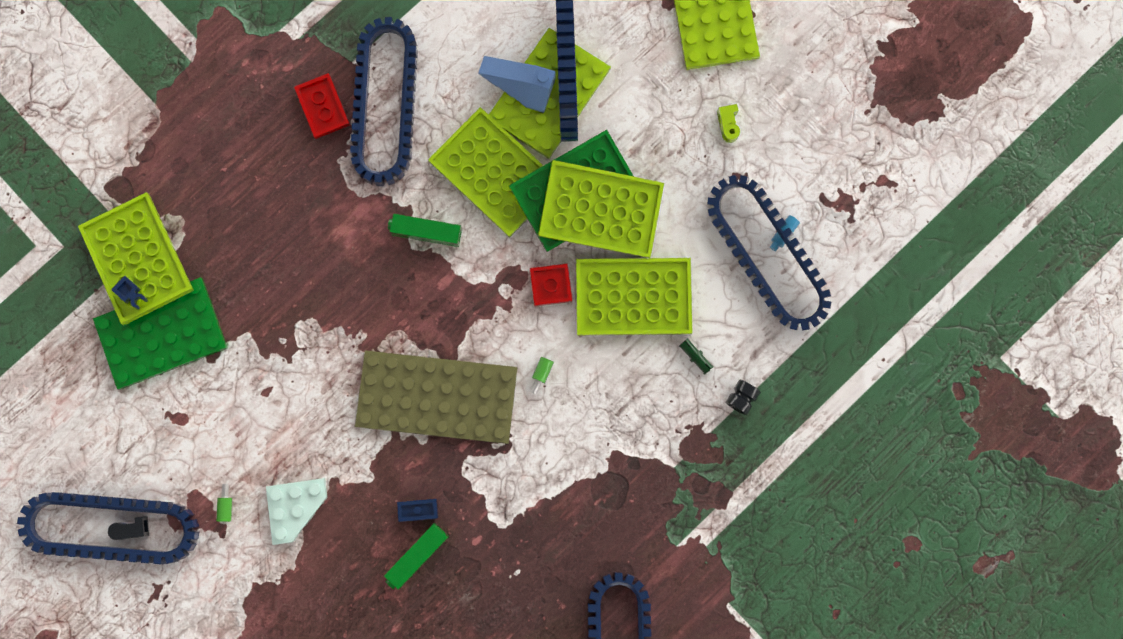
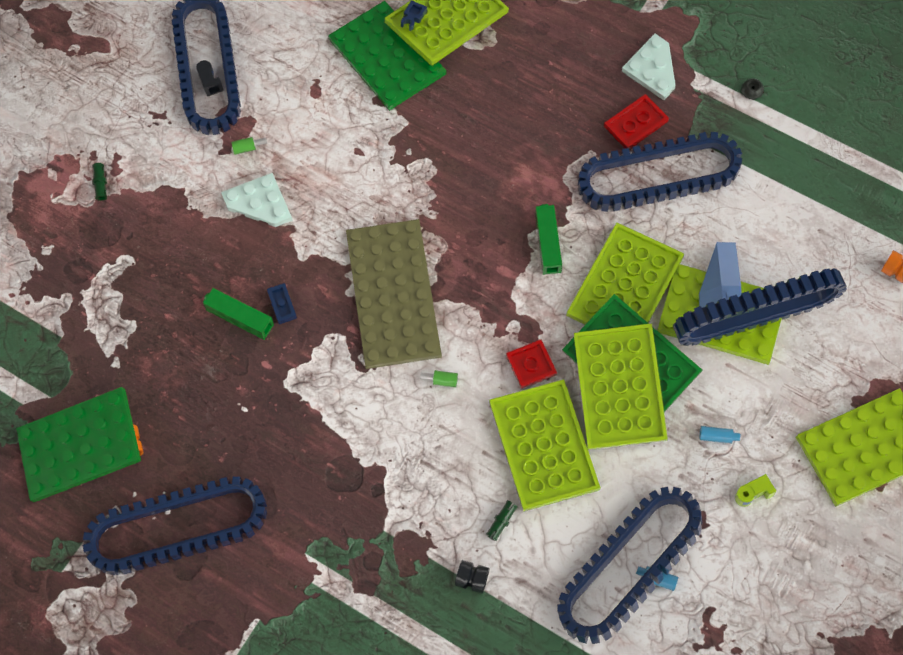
camera: 75 degrees right, 15 degrees down
(263, 69) = (653, 67): none -> light aqua plate
(667, 136) = (718, 434): none -> dark azure cylinder

